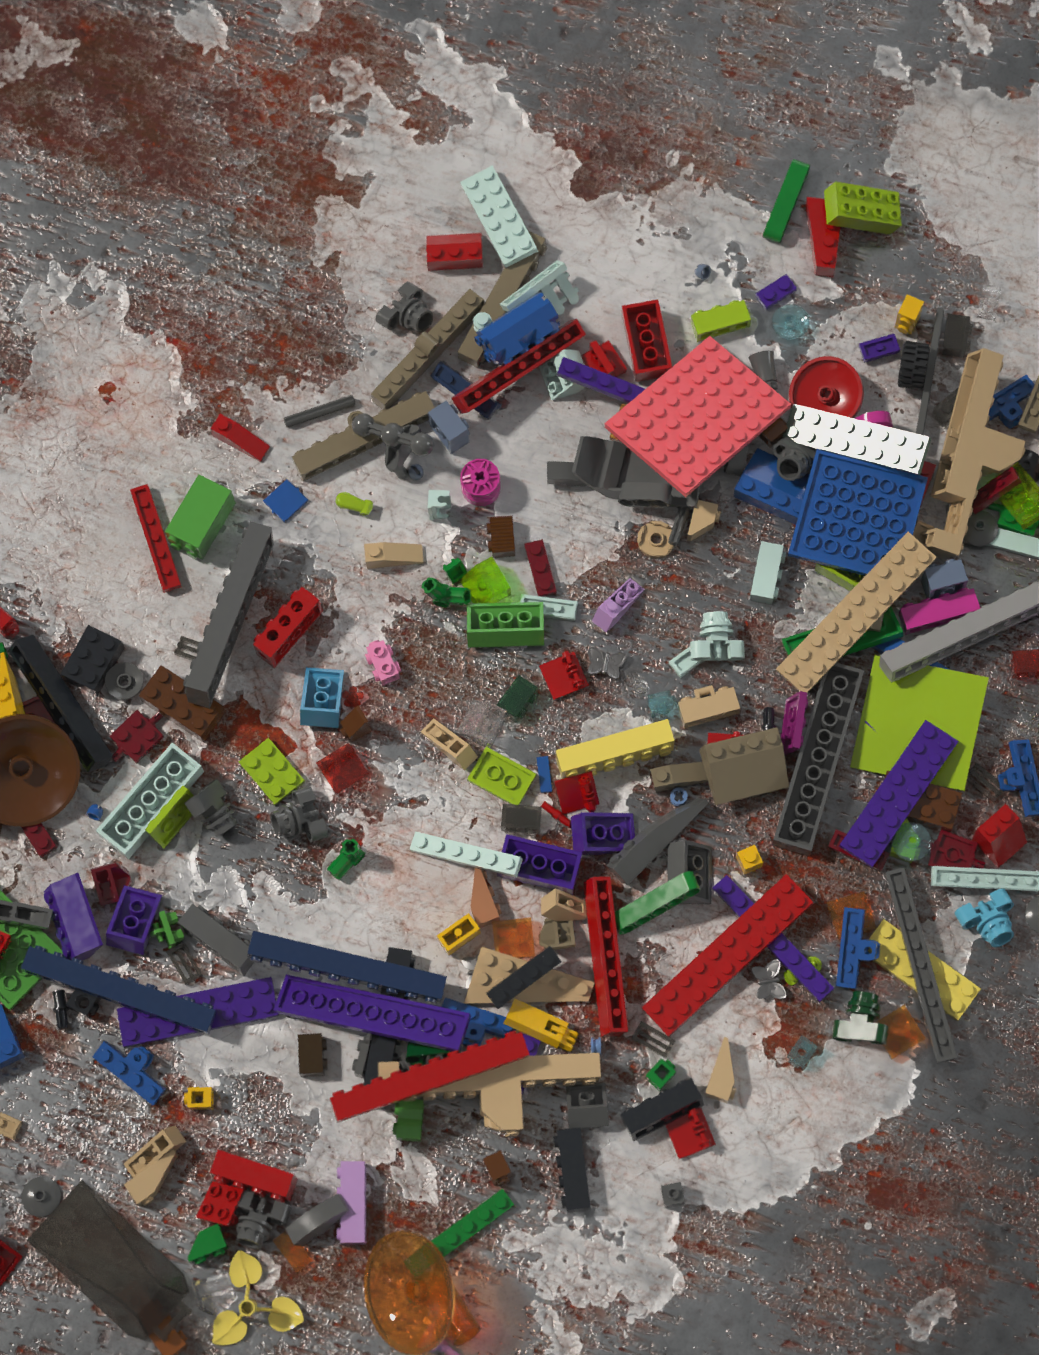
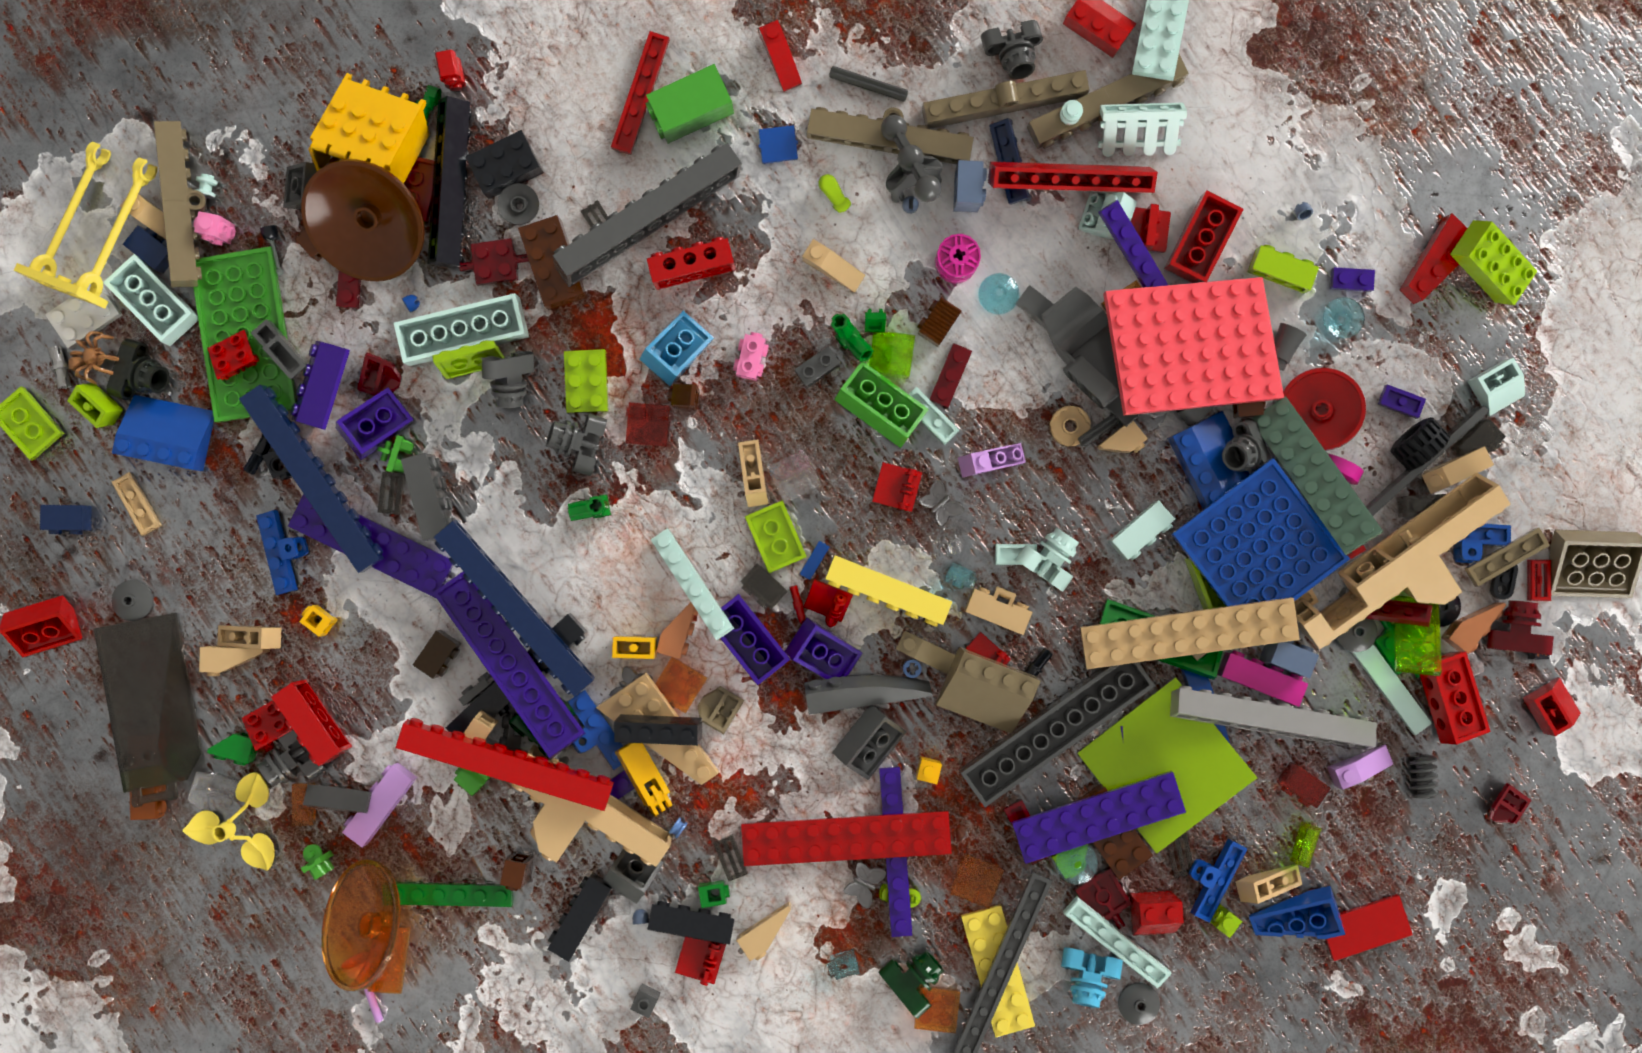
camera: 30 degrees right, 15 degrees up
(336, 1280) = (318, 863): none -> bright green hips
(352, 697) = (703, 368): clear red plant -> none
(436, 501) = (906, 249): light aqua hinge -> none
(437, 633) = (817, 367): none -> dark grey brick
(518, 329) = (1097, 142): blue brick -> none
(518, 698) = (841, 478): clear green brick -> none
(532, 494) = (991, 301): none -> clear light blue dish
(562, 906) = (740, 690): tan slope -> none
(605, 957) = (742, 761): red brick -> none
(620, 1136) = (640, 917): none -> sand blue hinge
(656, 902) = (819, 750): green beam -> none
(786, 201) = (1430, 201): green beam -> none
(794, 722) = (1059, 683): magenta plate -> none
(853, 948) = (956, 915): blue plate -> none
(909, 314) = (1453, 393): yellow brick -> none
(938, 287) = (1499, 386): none -> light aqua slope
(954, 363) = (1457, 469): none -> tan slope

